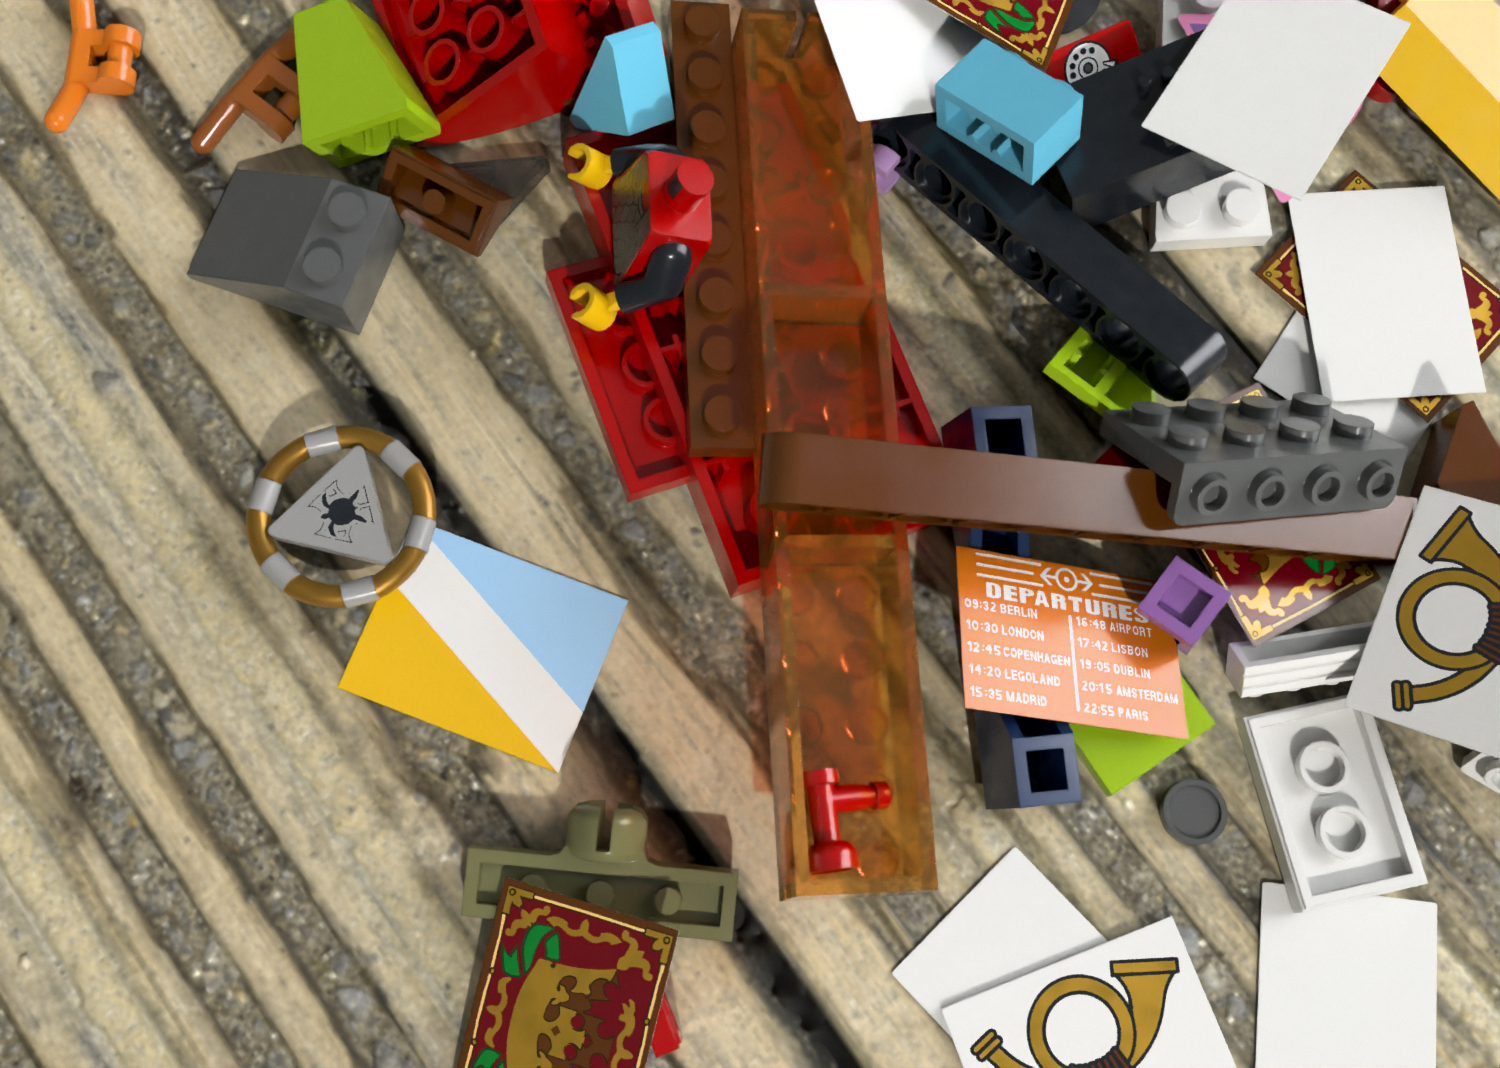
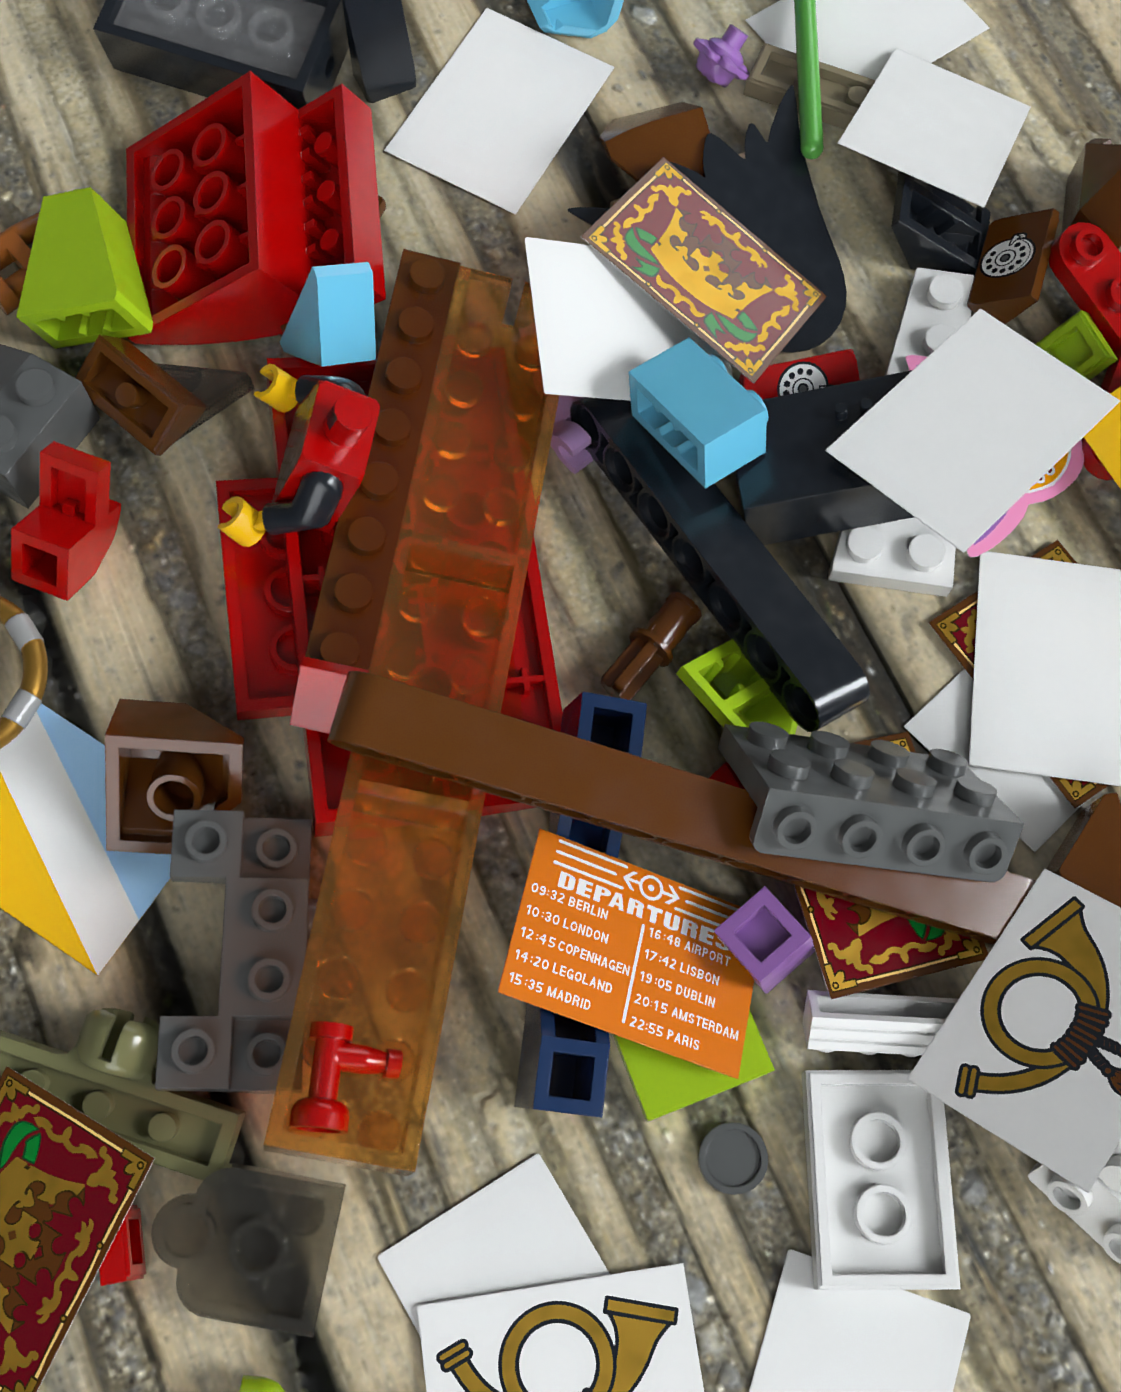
camera: 15 degrees right, 5 degrees down
(414, 342) = (72, 527): none -> red brick
(582, 567) = (162, 762): none -> reddish brown slope
(716, 715) = (262, 949): none -> dark grey bracket
(724, 462) = (318, 693): none -> tile
(781, 989) = (252, 1246): none -> clear smoke plate
(1004, 349) = (651, 646): none -> reddish brown axle

